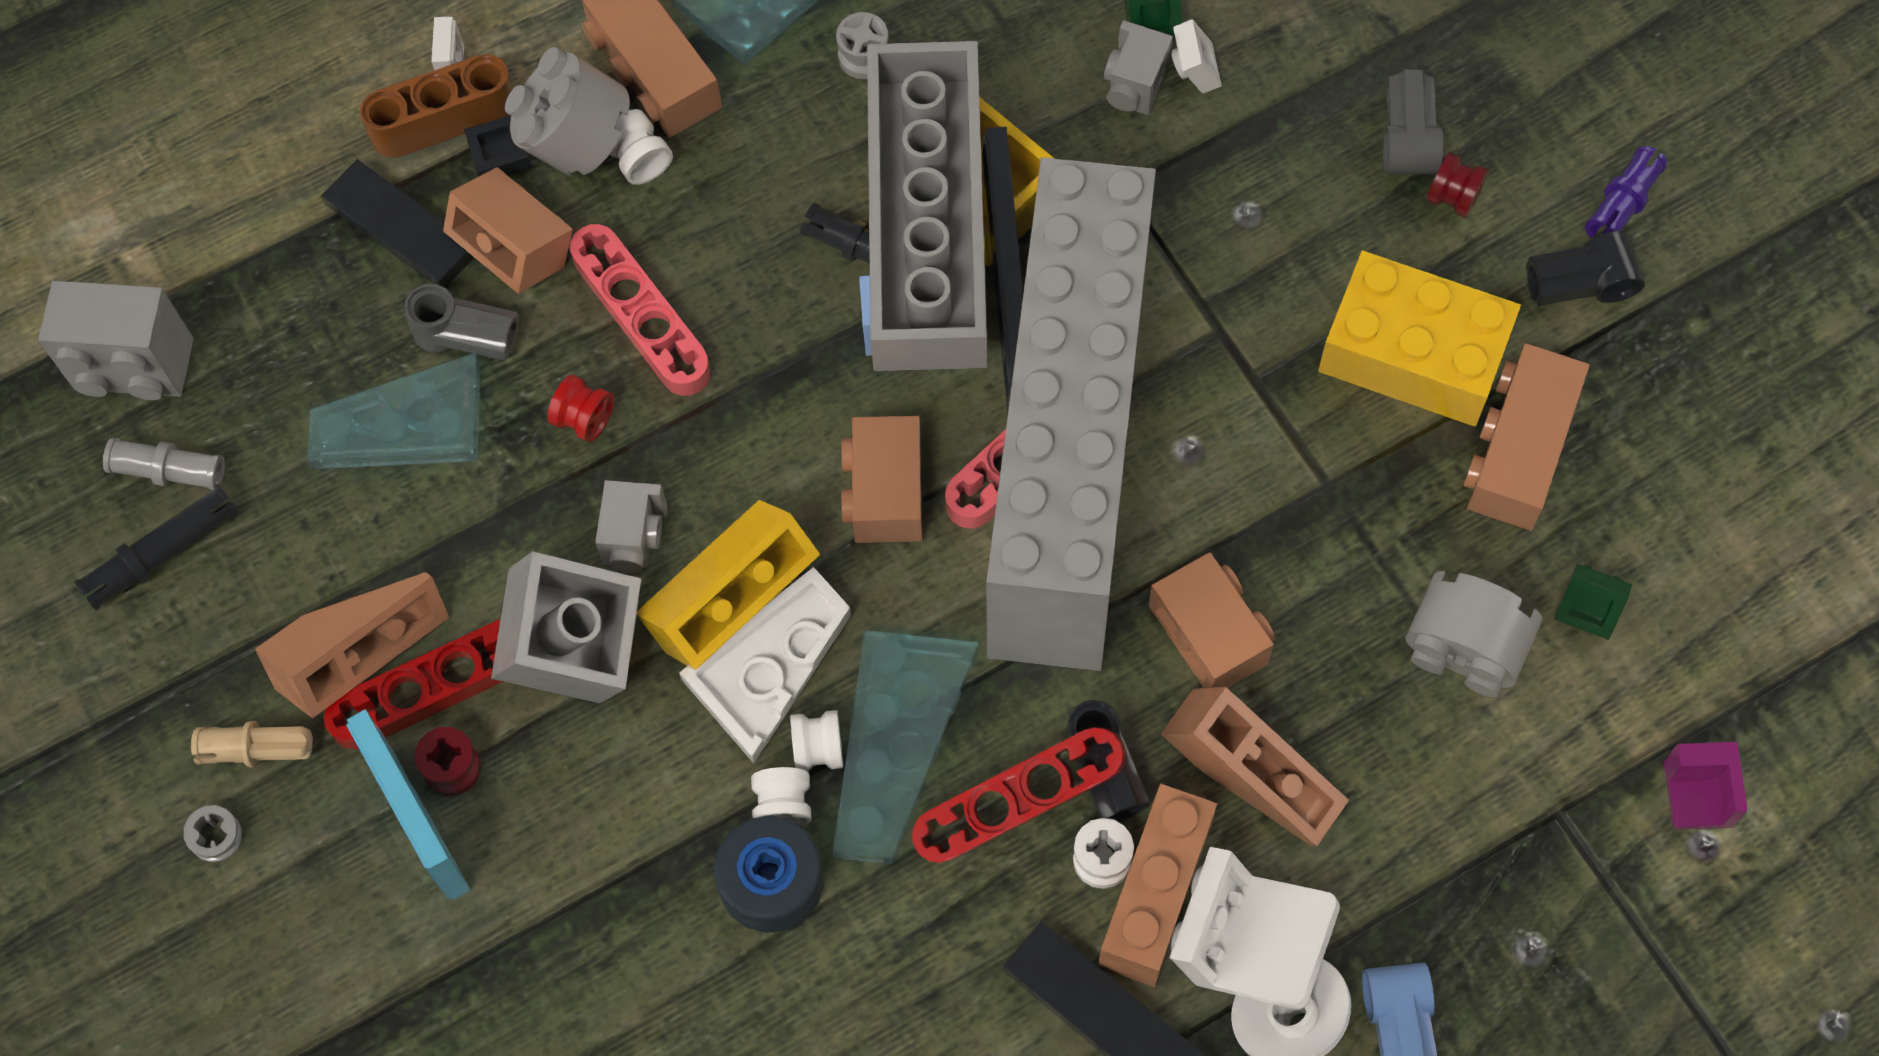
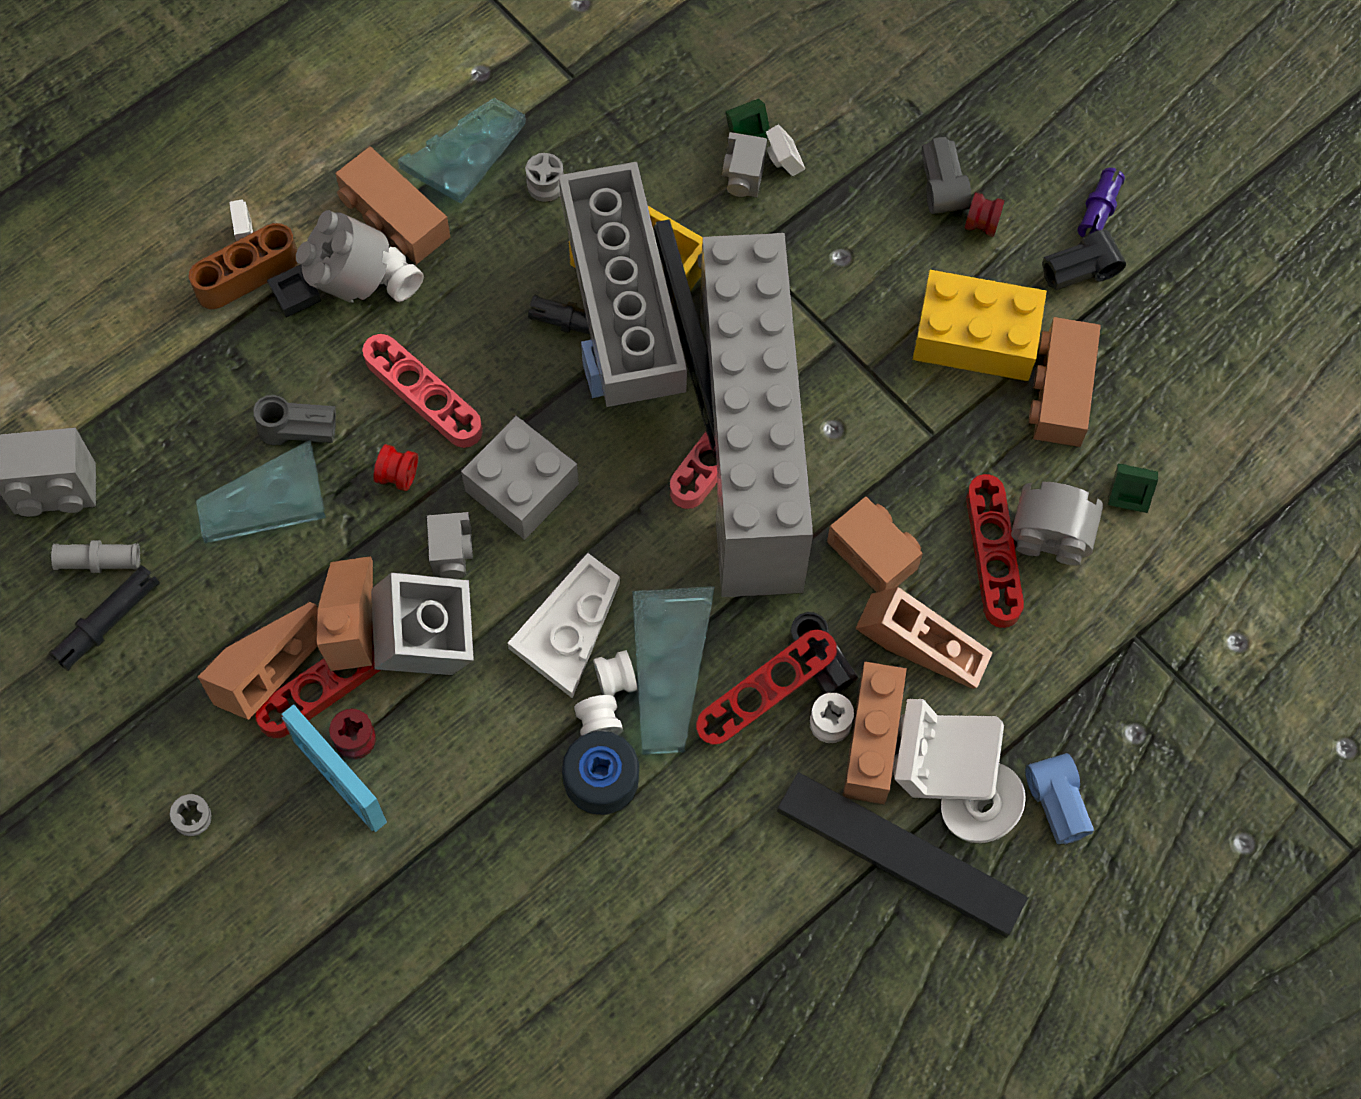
camera: 15 degrees left, 0 degrees up
(250, 744) = (205, 746): tan axle -> none
(396, 223) = (232, 356): black tile -> none
(467, 598) = (346, 614): none -> nougat slope
(507, 230) = (315, 348): nougat brick -> none
(727, 584) = (529, 574): yellow brick -> none
(743, 446) = (520, 477): none -> light grey brick
(885, 479) = (626, 483): nougat brick -> none
(1373, 656) = (989, 550): none -> red beam
(1705, 785) = (1232, 600): magenta panel -> none

